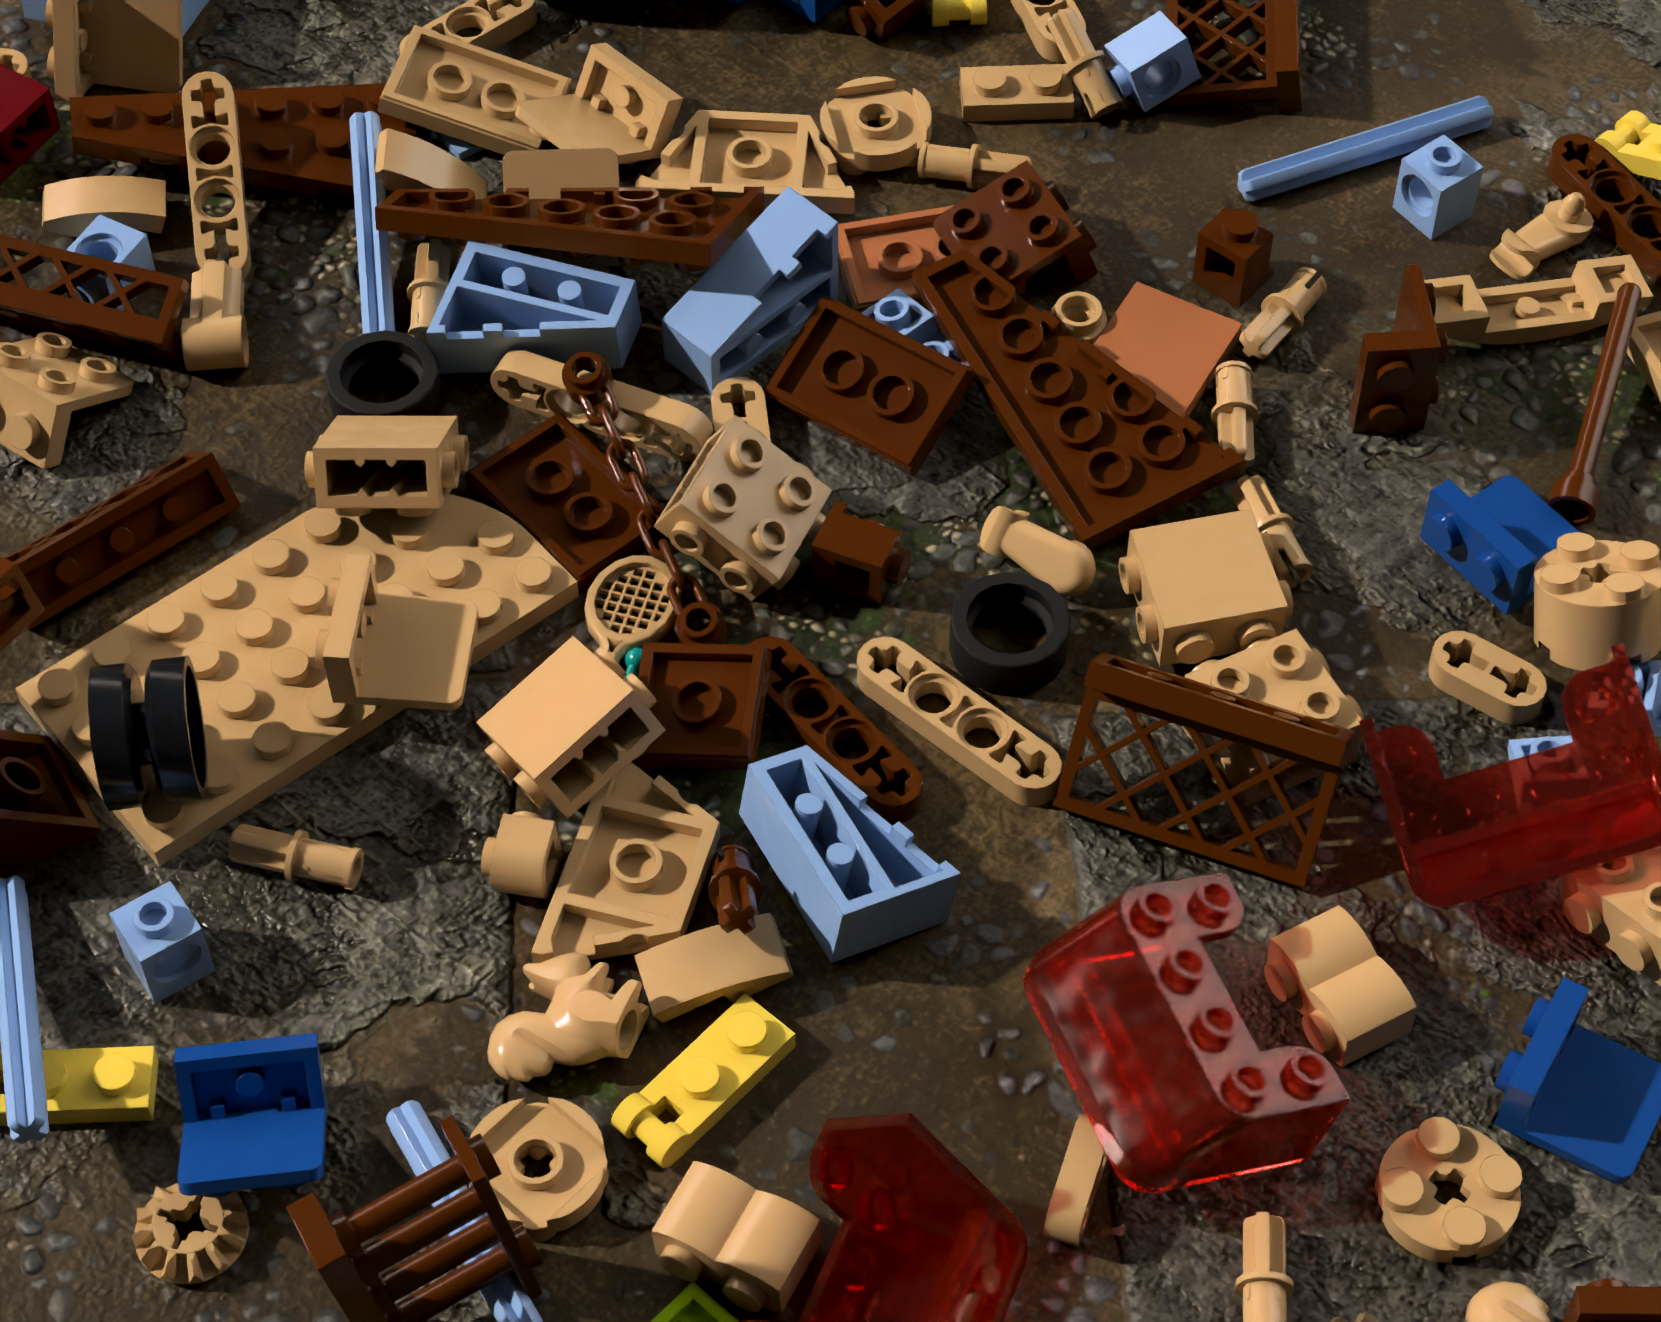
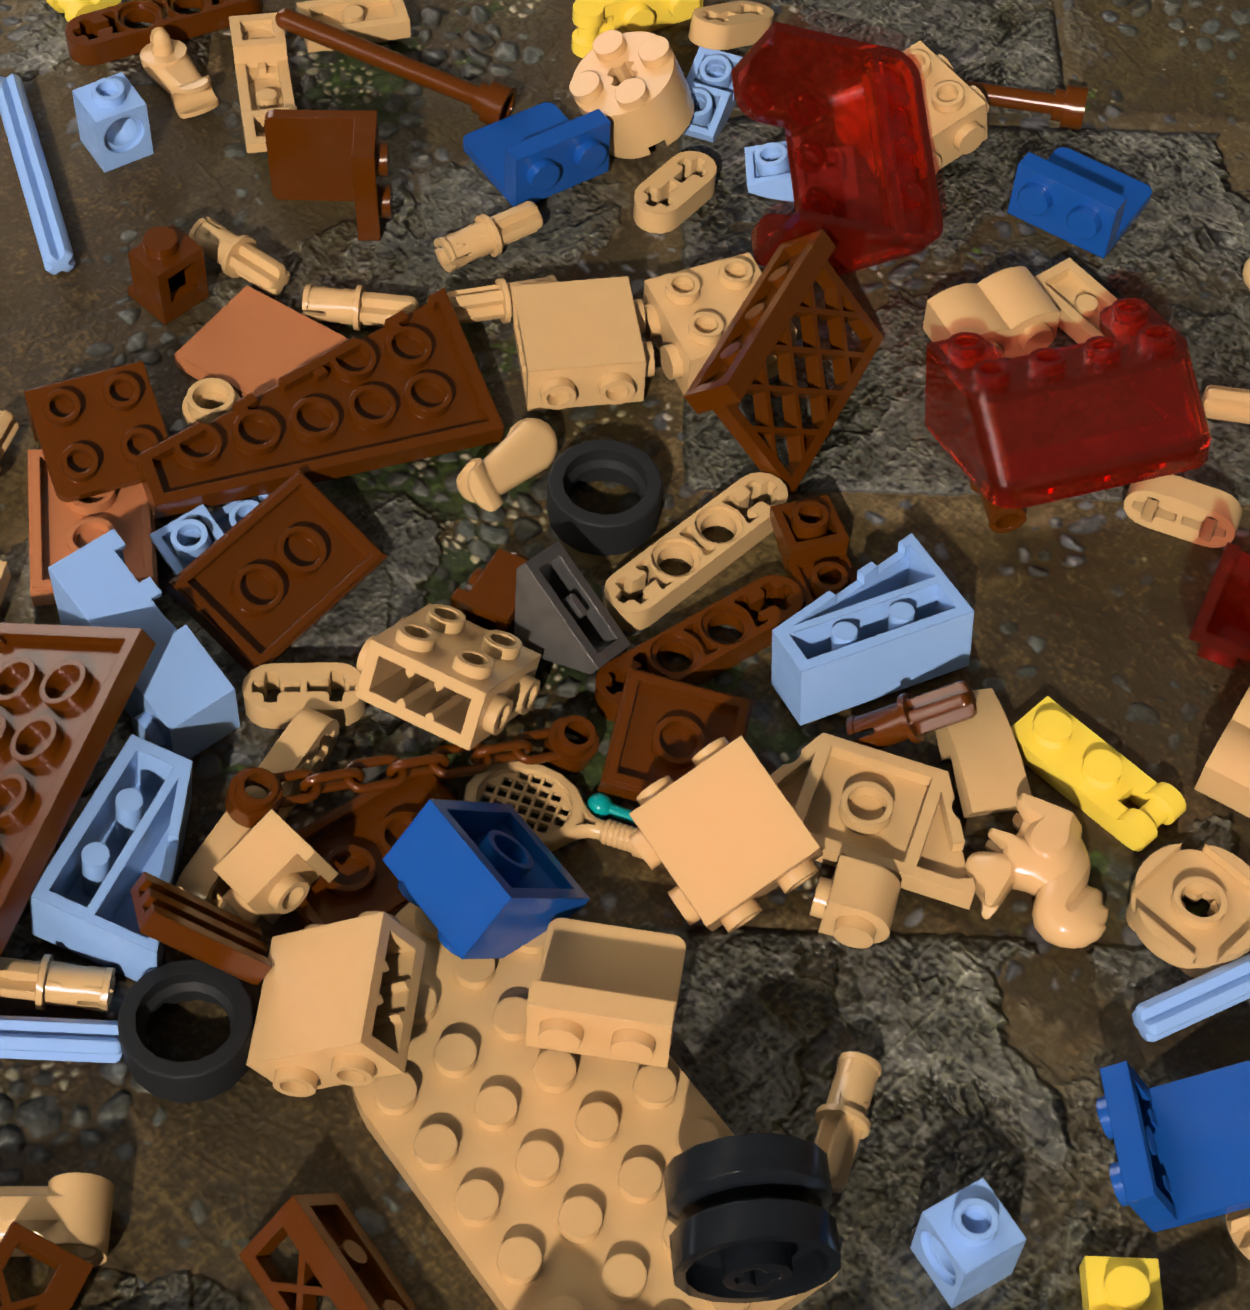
camera: 90 degrees left, 0 degrees up
(467, 353) = (199, 929): none -> reddish brown tile
(514, 409) = (271, 870): none -> tan brick
(516, 549) = (481, 877): none -> blue slope
(831, 593) = (562, 614): none -> flat silver slope
(967, 818) = (813, 546): none -> reddish brown slope
(1366, 511) = (487, 235): none -> tan axle
(1392, 1089) = (1077, 298): none -> tan plate
(1459, 1155) = (1166, 268): tan plate -> none

